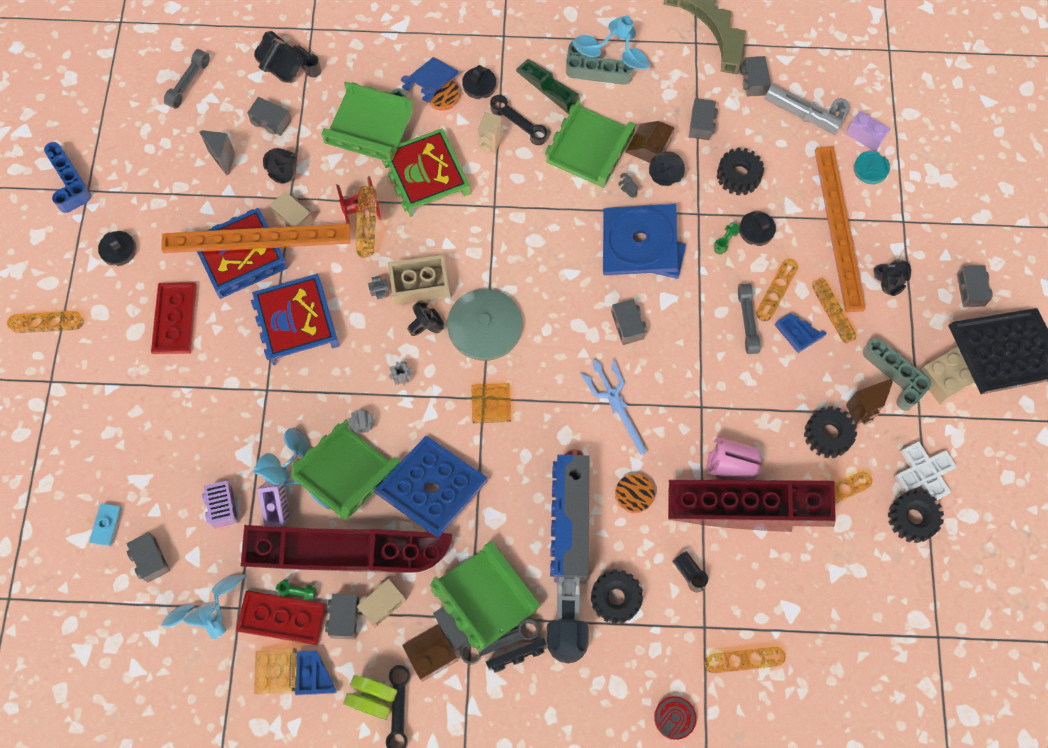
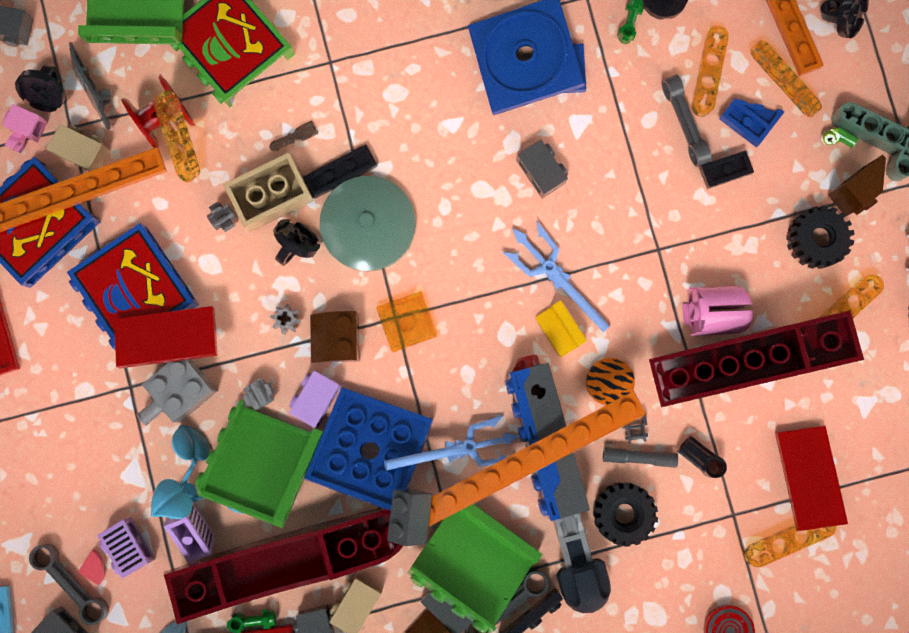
camera: 15 degrees left, 15 degrees up
(167, 519) = (68, 584): none -> dark grey piece
(189, 513) = (93, 568): none -> coral tile
(258, 186) = (23, 125): none -> bright pink brick
(301, 400) = (176, 391): none -> light grey brick
(307, 356) = (165, 337): none -> red tile
(316, 182) = (97, 99): none -> dark grey piece
(402, 437) = (314, 398): none -> lavender brick
(433, 397) = (334, 337): none -> reddish brown slope
(446, 540) = (409, 517): none -> dark grey brick
(457, 248) = (301, 133): none -> clear smoke piece
(481, 280) = (340, 170): none -> black tile
(501, 506) = (457, 449): none -> light blue piece
(551, 522) = (536, 456): none -> orange plate
(608, 442) = (560, 329): none -> yellow panel
(630, 553) = (659, 459): none -> dark grey piece
(651, 533) = (643, 435): none -> dark grey piece
(770, 362) = (726, 169): none -> black plate
(775, 614) = (811, 478): none -> red tile
(864, 362) = (839, 135): none -> arm

